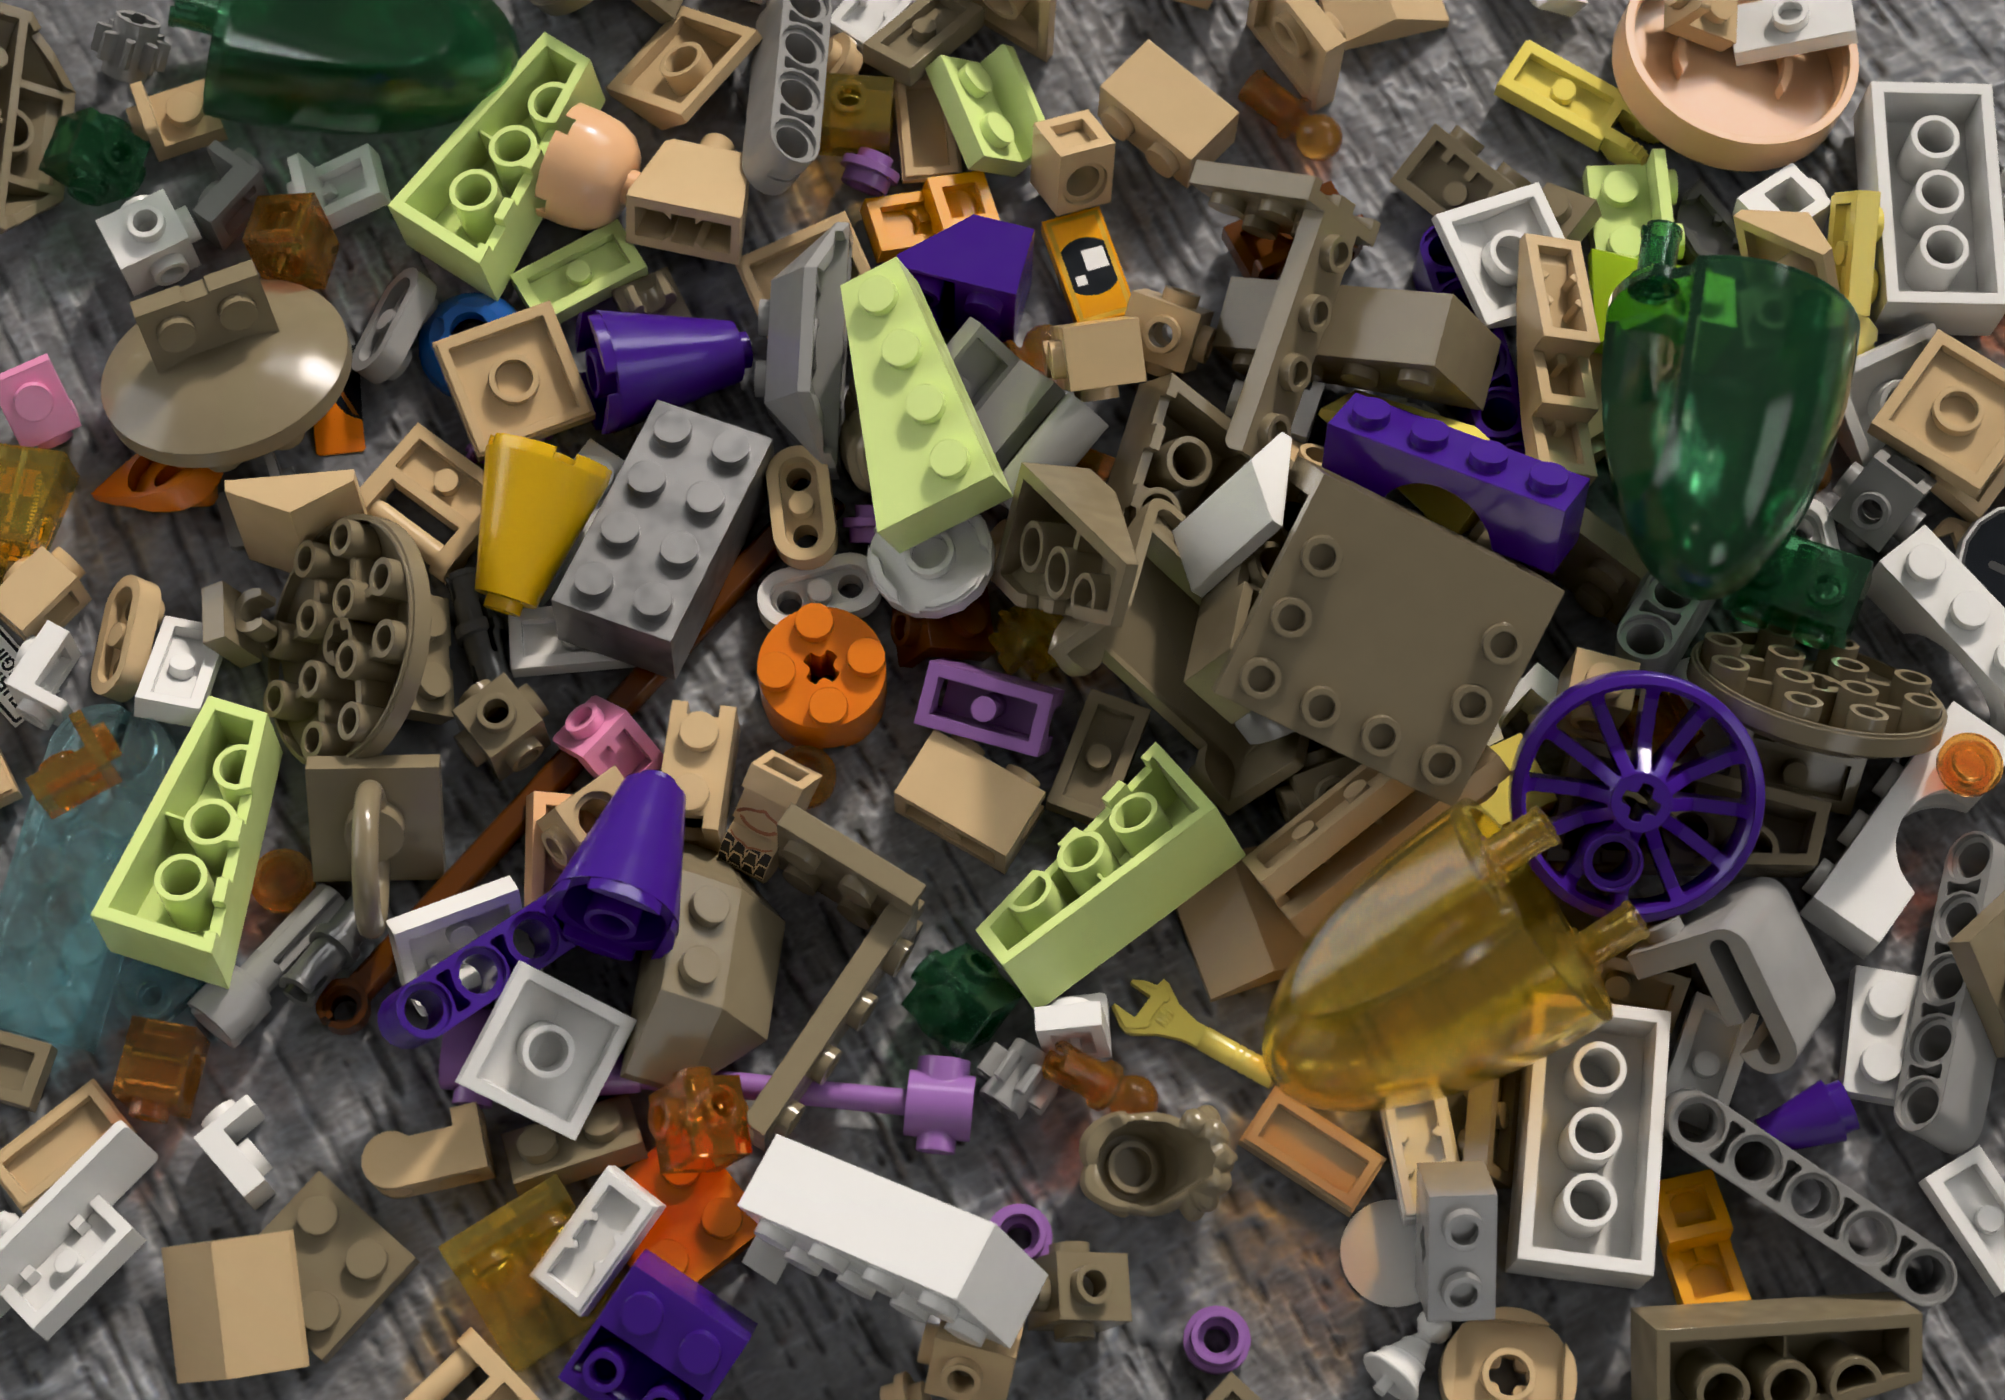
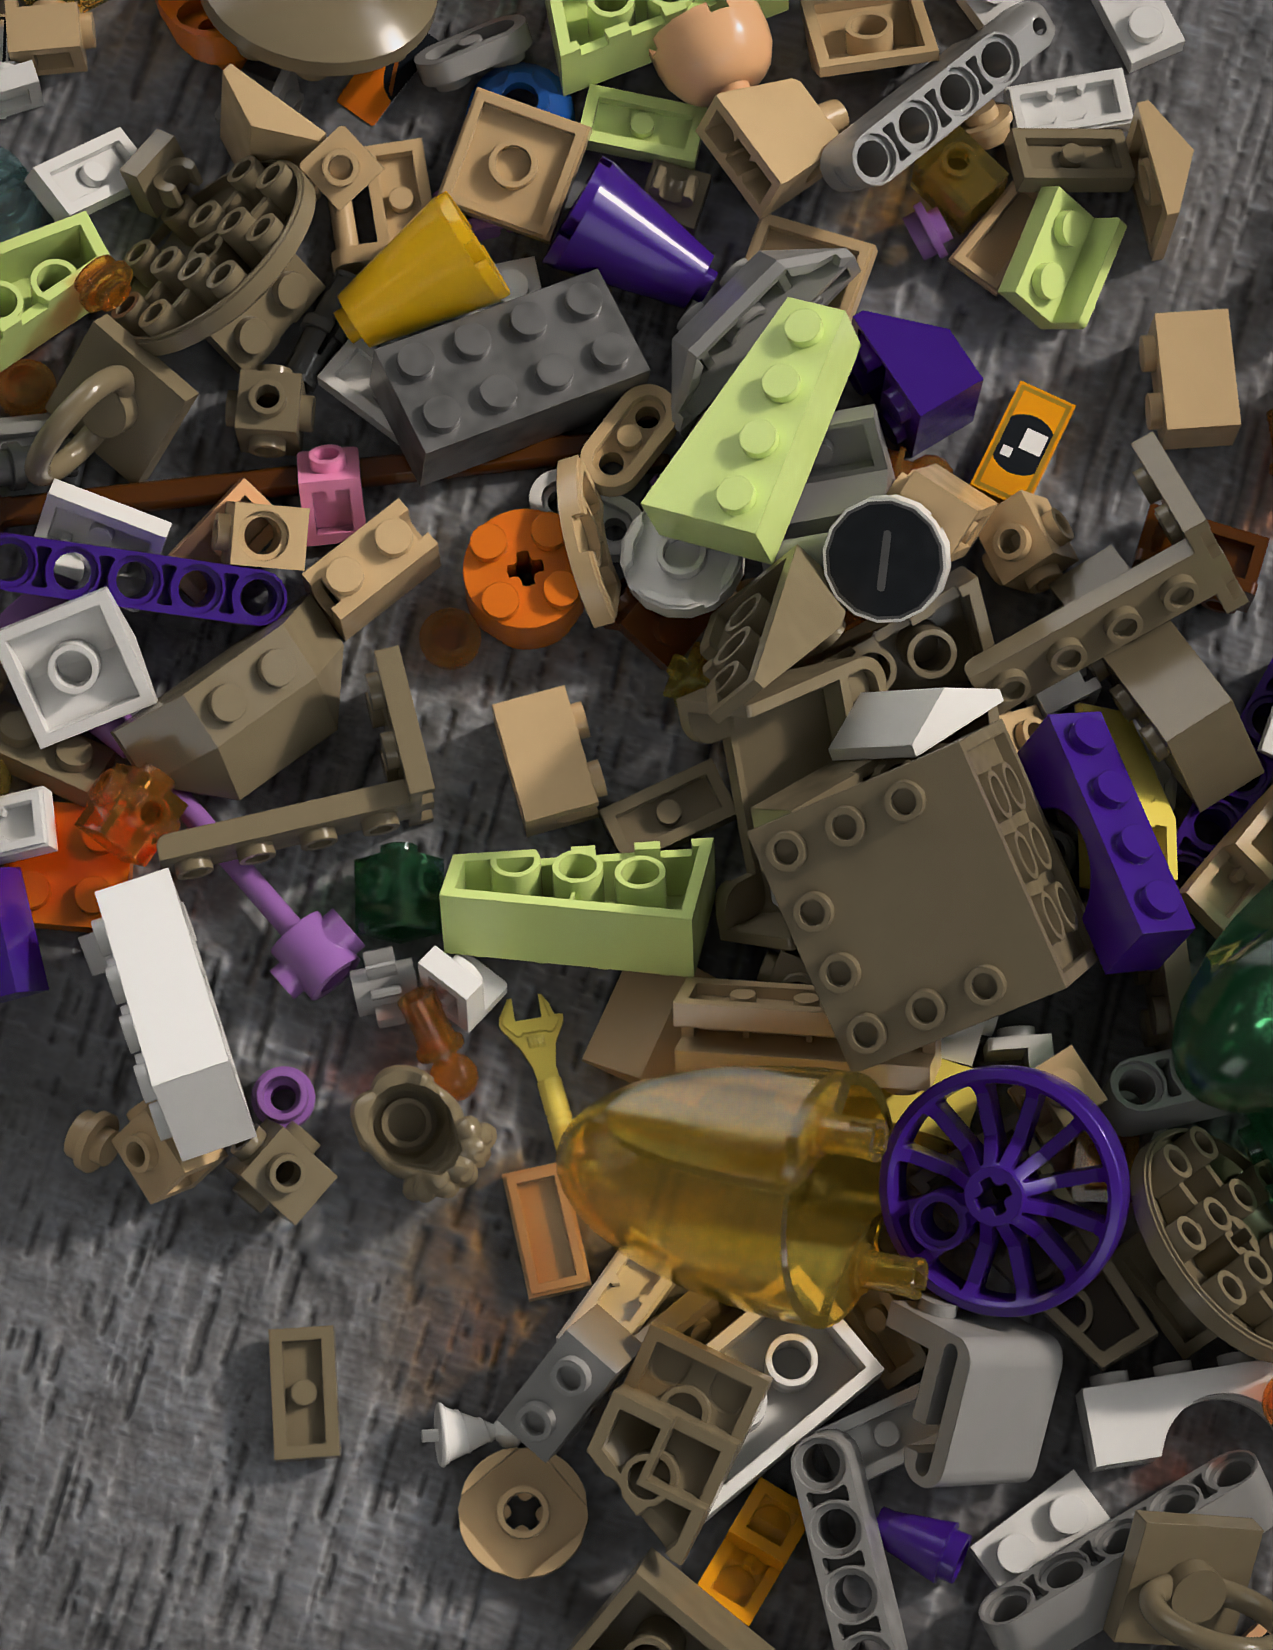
camera: 45 degrees right, 5 degrees up
(126, 637) = (92, 110): tan plate -> none
(280, 737) = (103, 284): none -> clear orange plate
(389, 487) = (341, 167): none -> tan bracket
(627, 872) = (240, 589): dark purple cone -> none
(752, 836) = (392, 627): tan leg -> none
(849, 605) = (585, 541): none -> tan tile
(911, 217) = (932, 297): light orange slope -> none
(988, 706) = (621, 704): medium lavender brick -> none
(1072, 162) = (1081, 354): tan brick -> none
(1100, 413) = (886, 558): none -> black tile
(1220, 1319) = (334, 1282): medium lavender plate -> none
(1380, 1255) = (520, 1344): white sticker -> none
(1578, 1198) = (676, 1432): none -> dark tan slope

